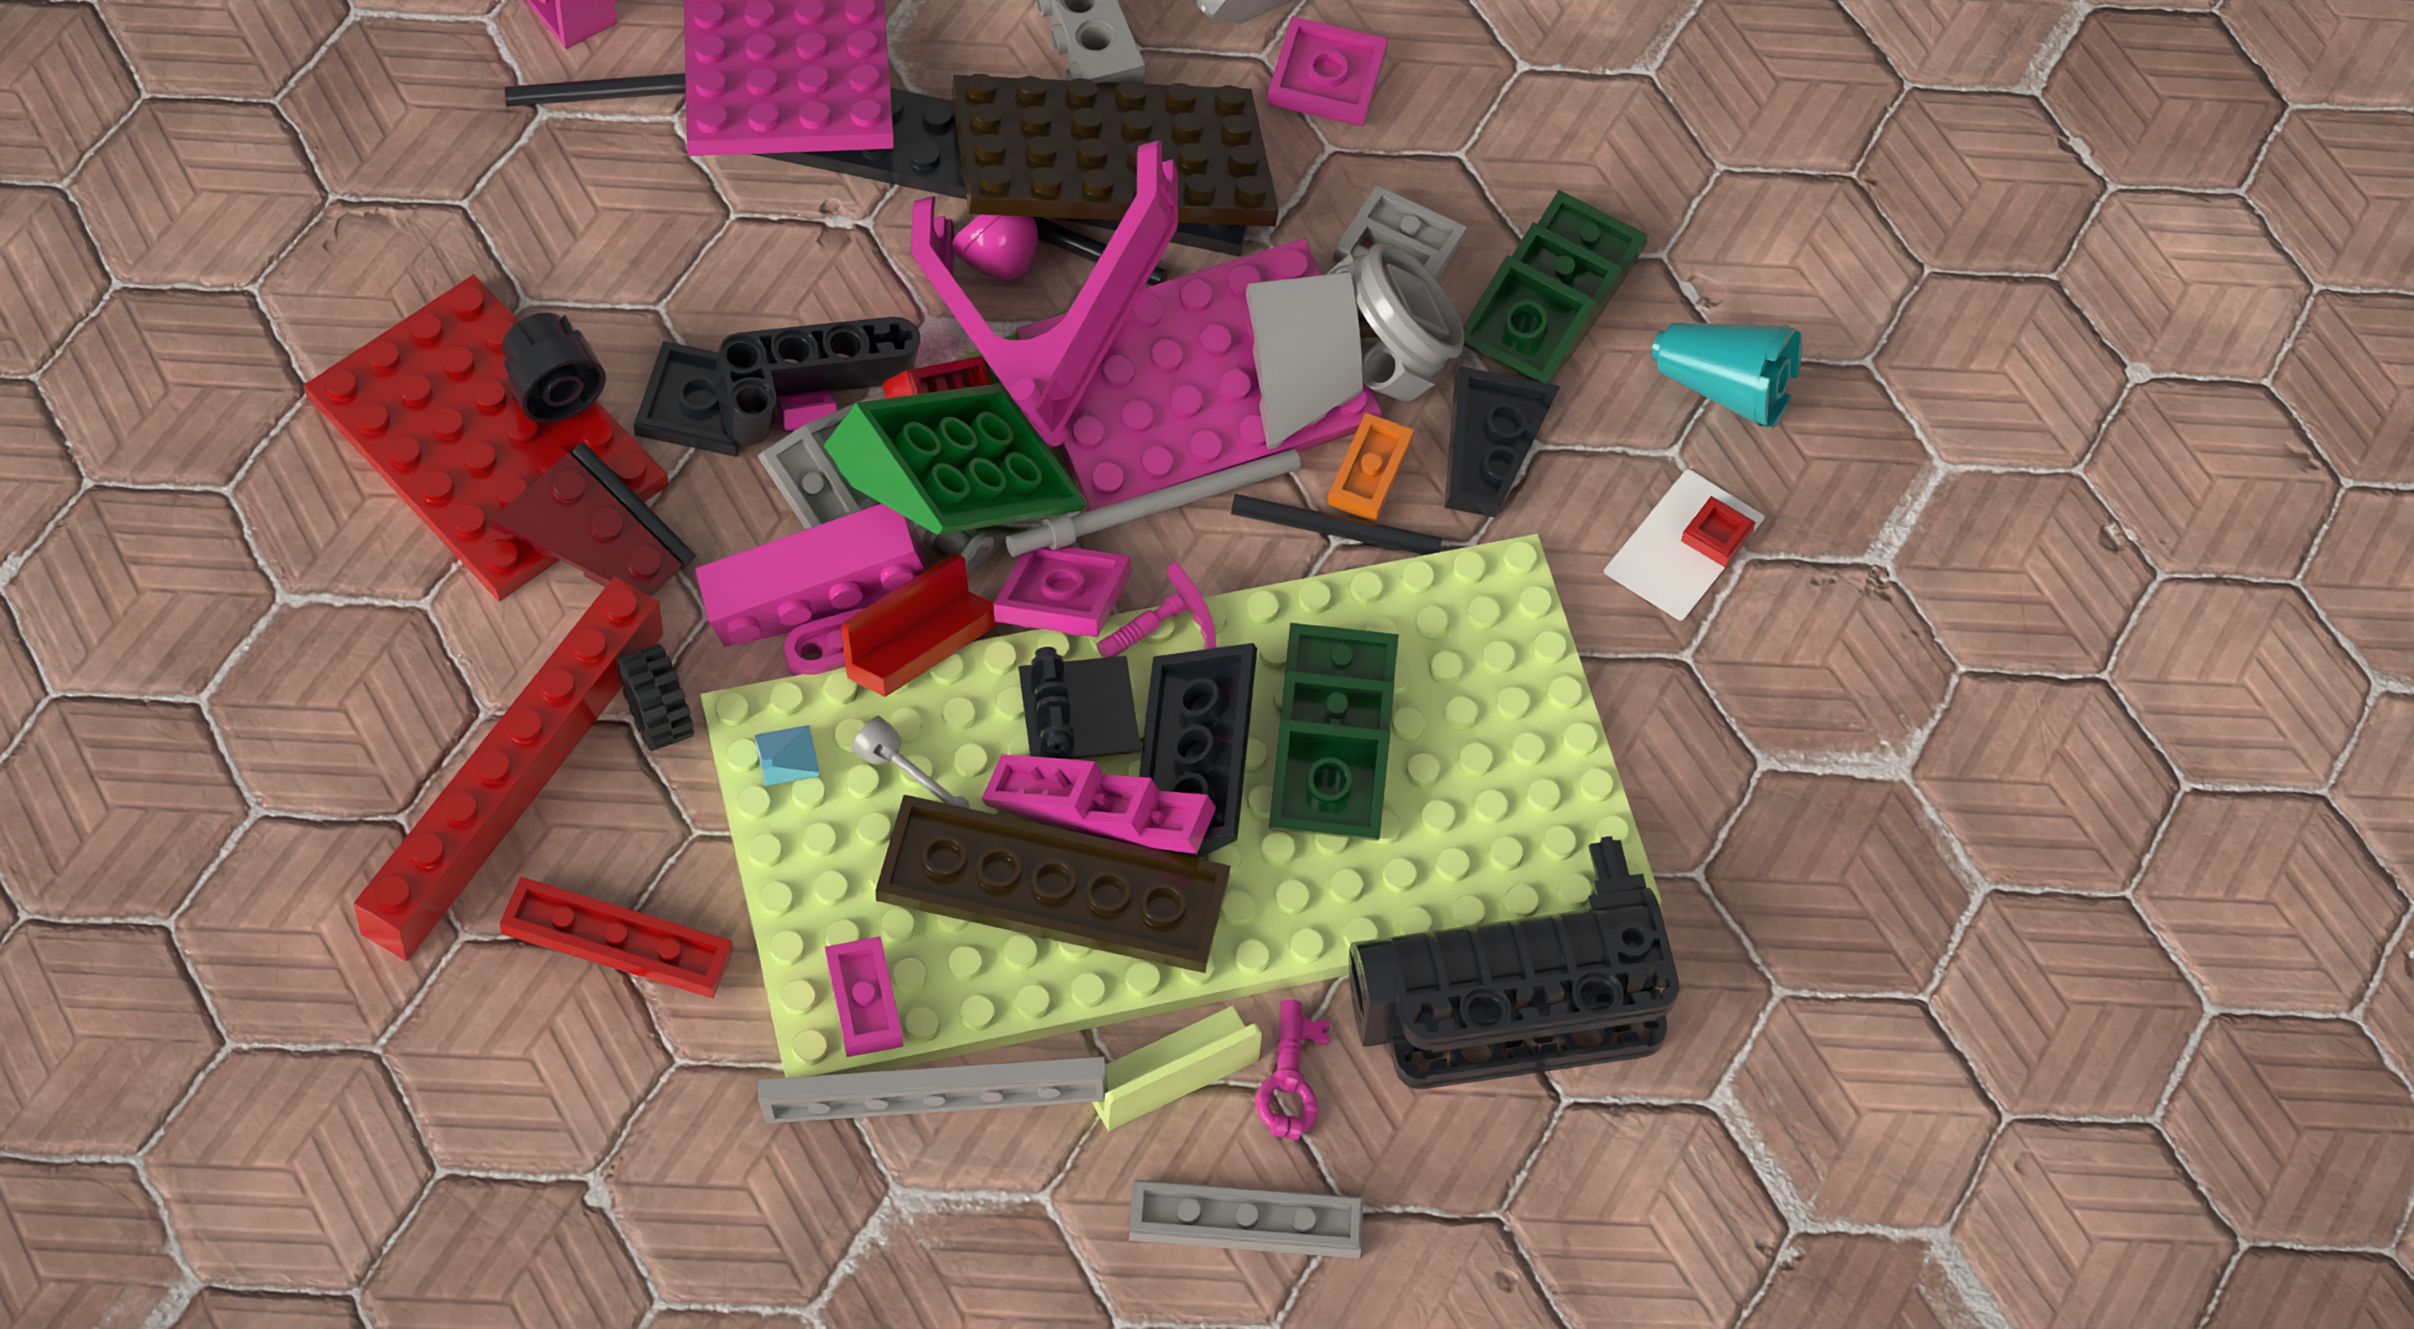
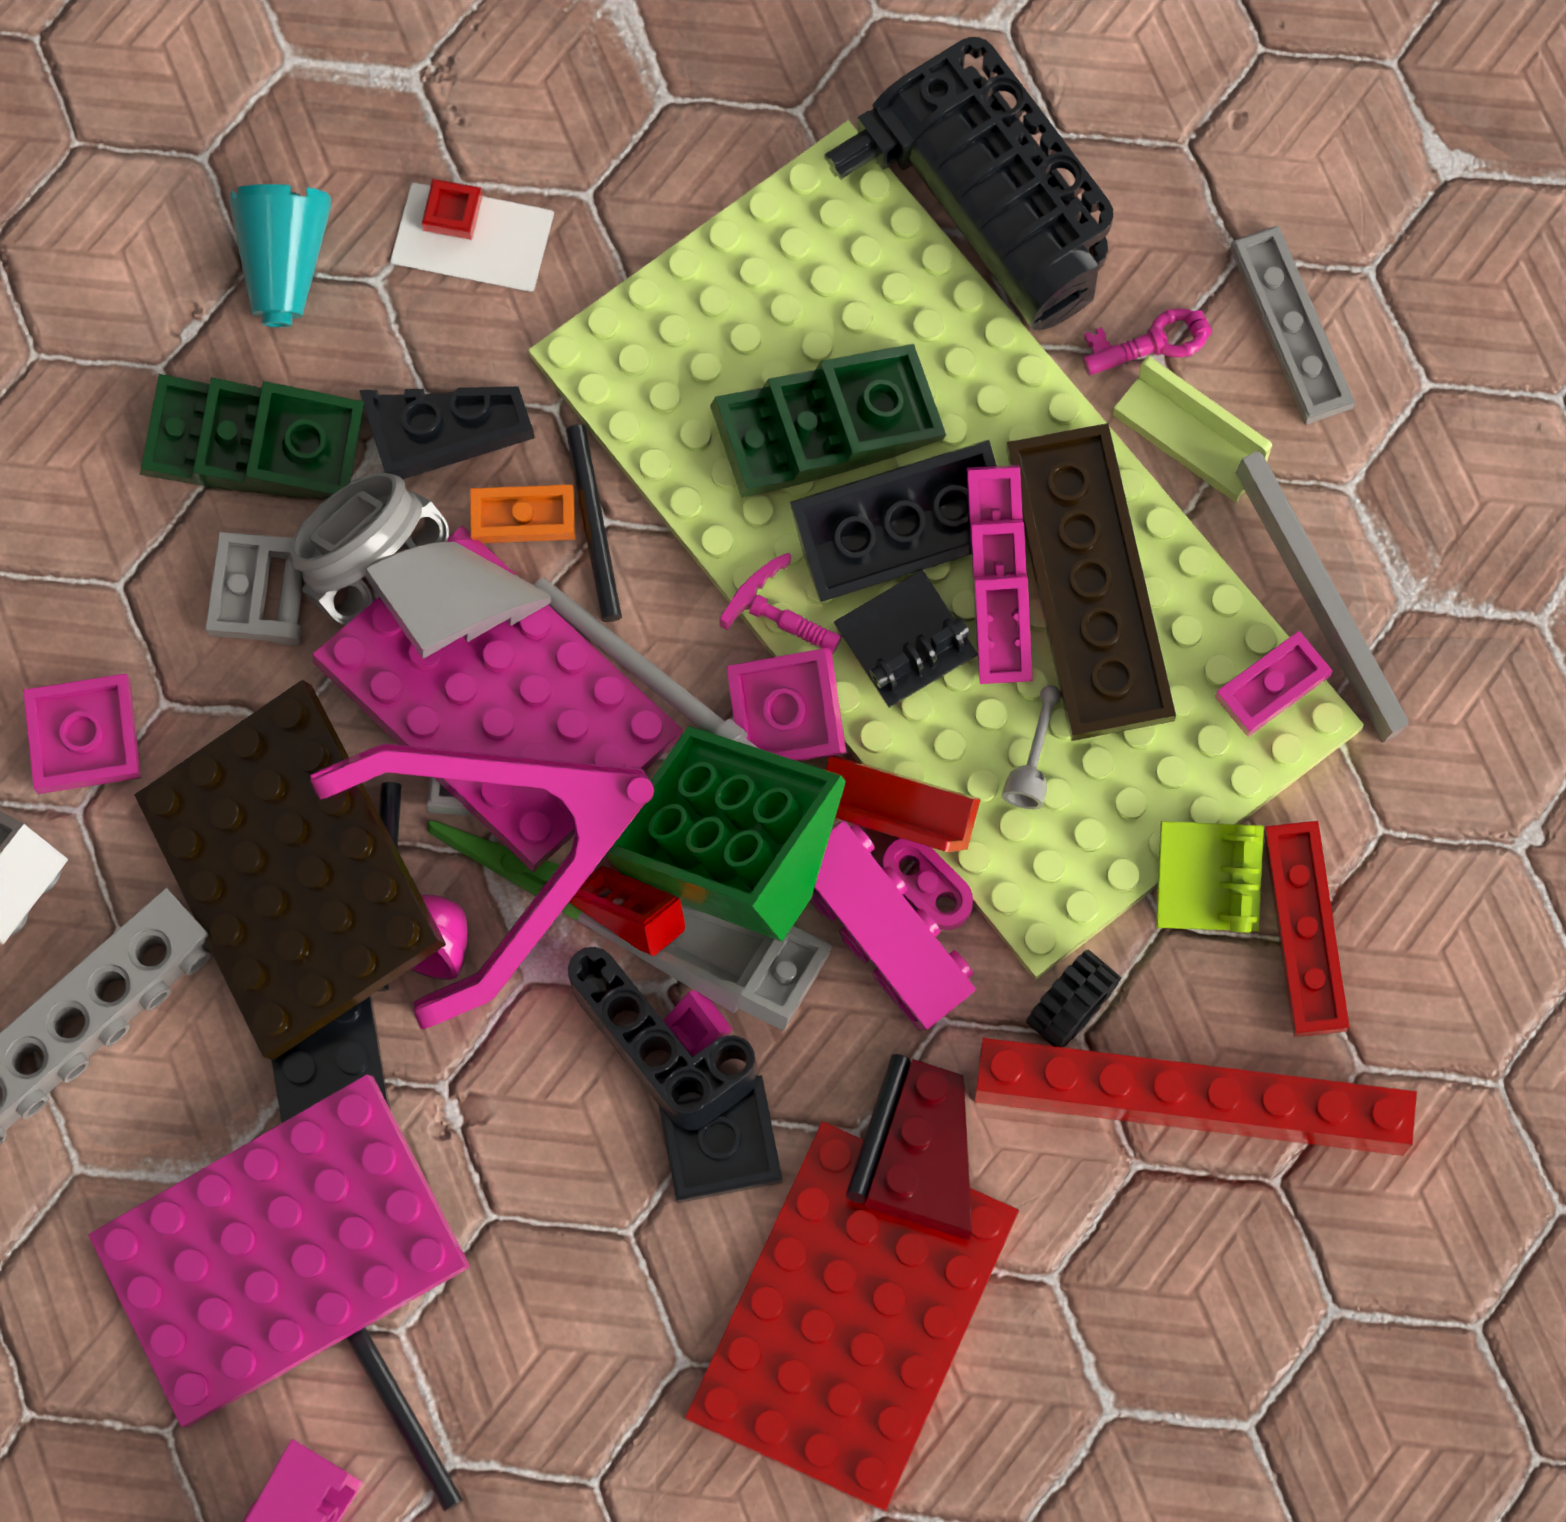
camera: 105 degrees left, 15 degrees up
(551, 368) = (785, 1261): black piece -> none
(708, 871) = (1209, 876): none -> lime hinge
(787, 755) = (1071, 862): medium azure slope -> none

